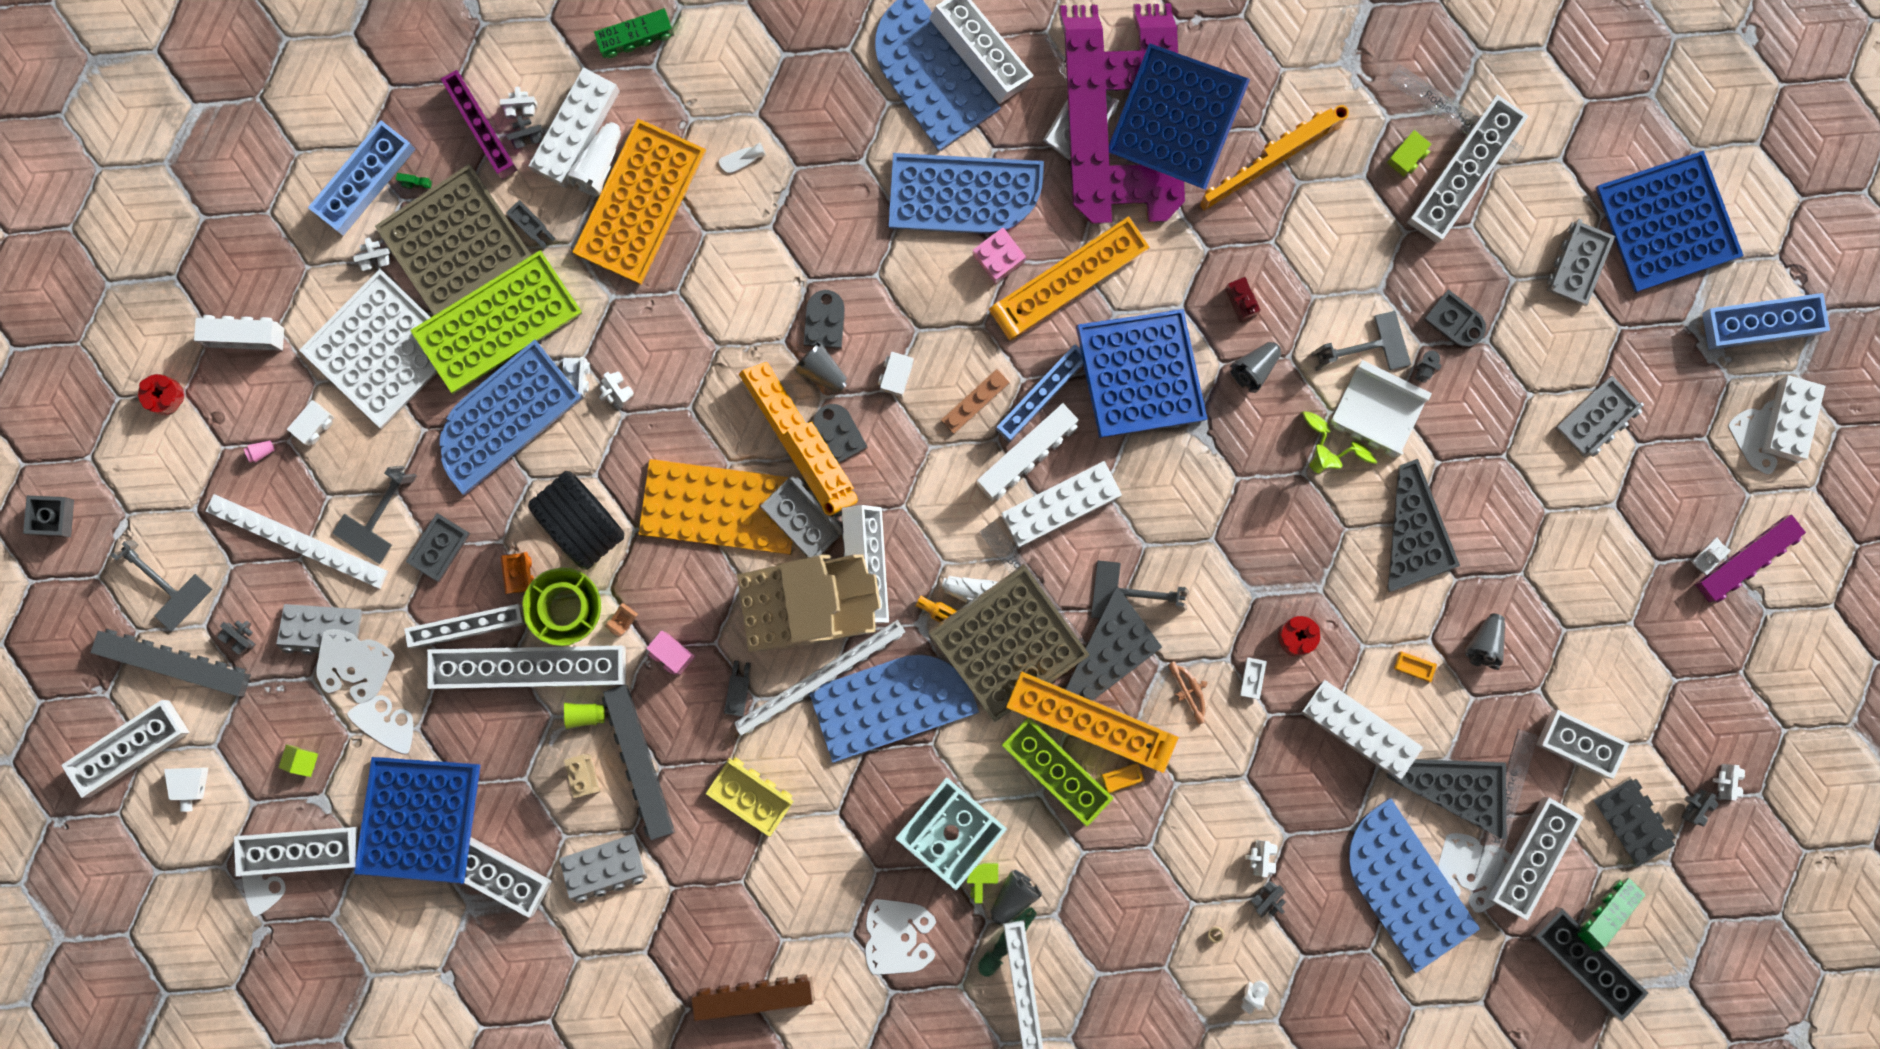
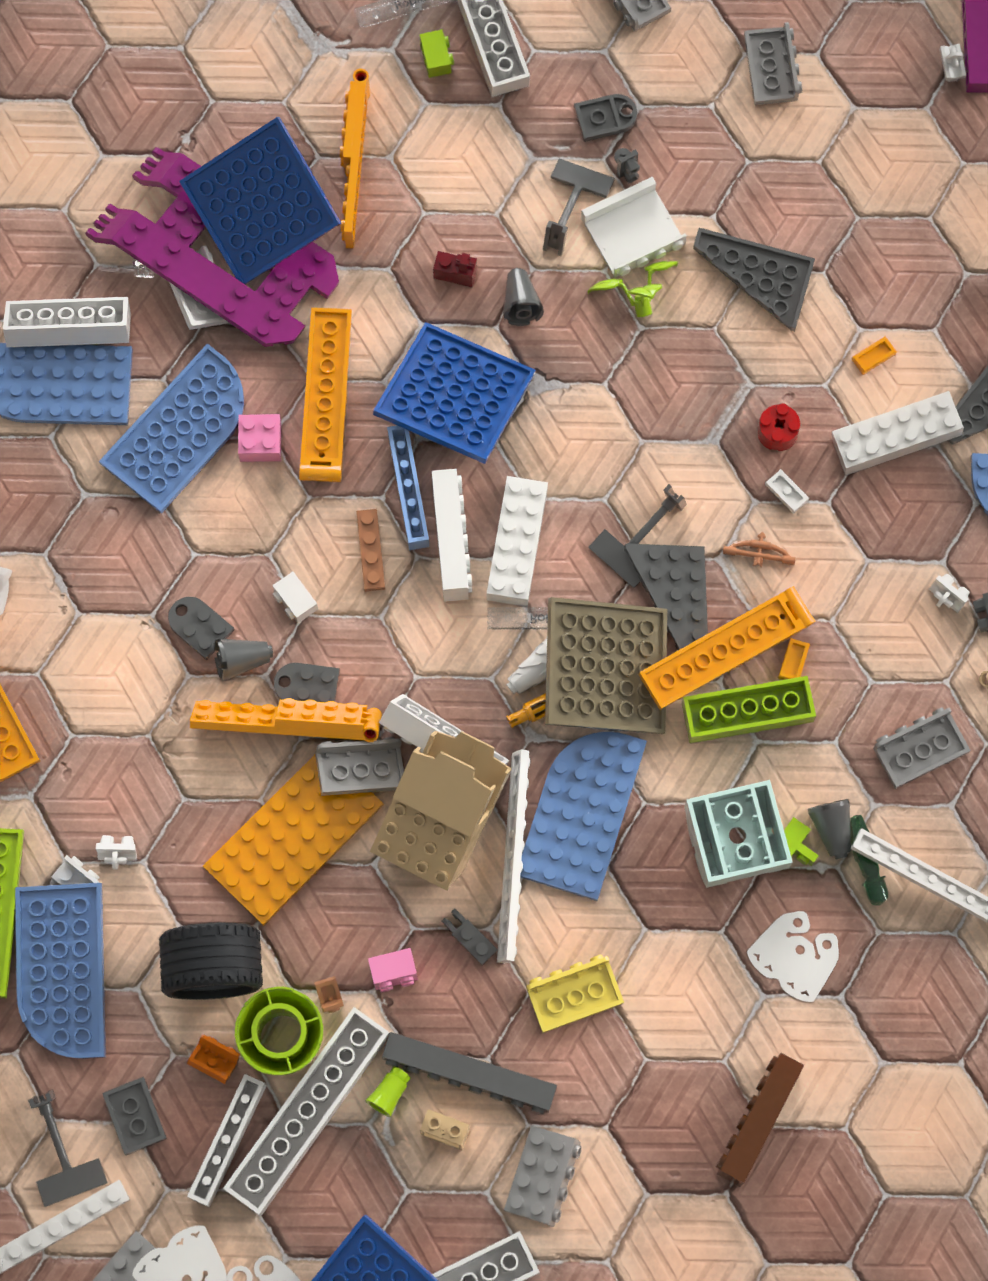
camera: 55 degrees left, 10 degrees down
(1124, 921) = (921, 747): none -> light grey bracket
(1488, 643) = (898, 282): dark grey cone -> none

